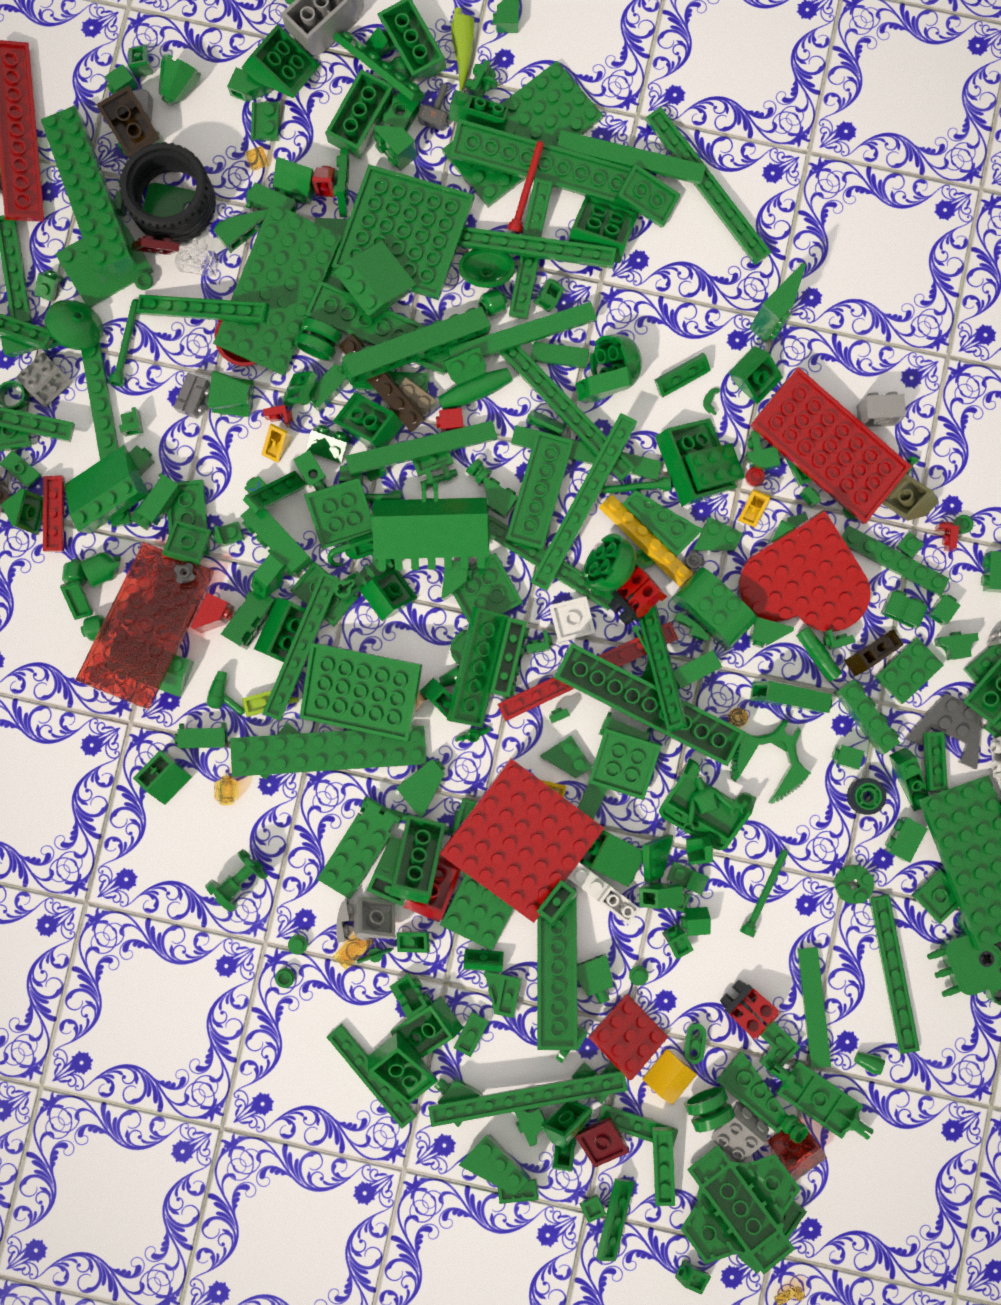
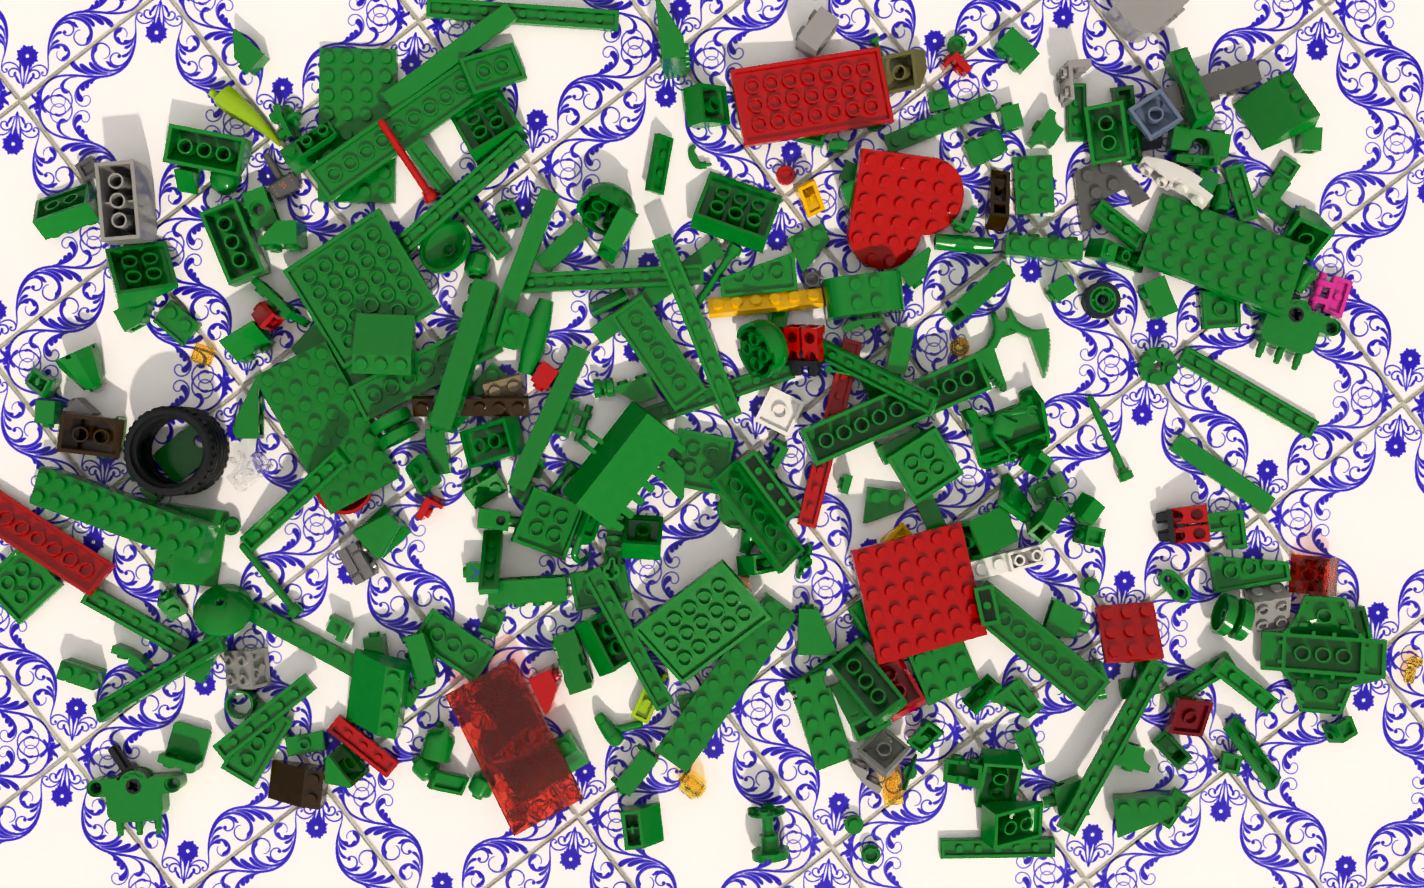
camera: 55 degrees left, 5 degrees up
(150, 245) = (215, 490): dark red plate -> none
(184, 578) = (503, 682): dark grey plate -> none
(187, 542) = (474, 661): green plate -> none
(261, 197) = (242, 376): green brick -> none
(268, 576) = (553, 620): green slope -> none
(276, 443) = (450, 528): yellow slope -> none
(382, 68) = (206, 196): green plate -> none
(566, 1122) = (1153, 732): green slope -> none
(669, 1077) = (1182, 625): yellow slope -> none
(714, 466) = (753, 201): green plate -> none
(761, 458) = (776, 159): green brick -> none
(796, 1130) = (1298, 565): green wheel -> none
(820, 1099) = (1293, 527): green plate -> none
(870, 1062) = (1297, 466): green cone -> none

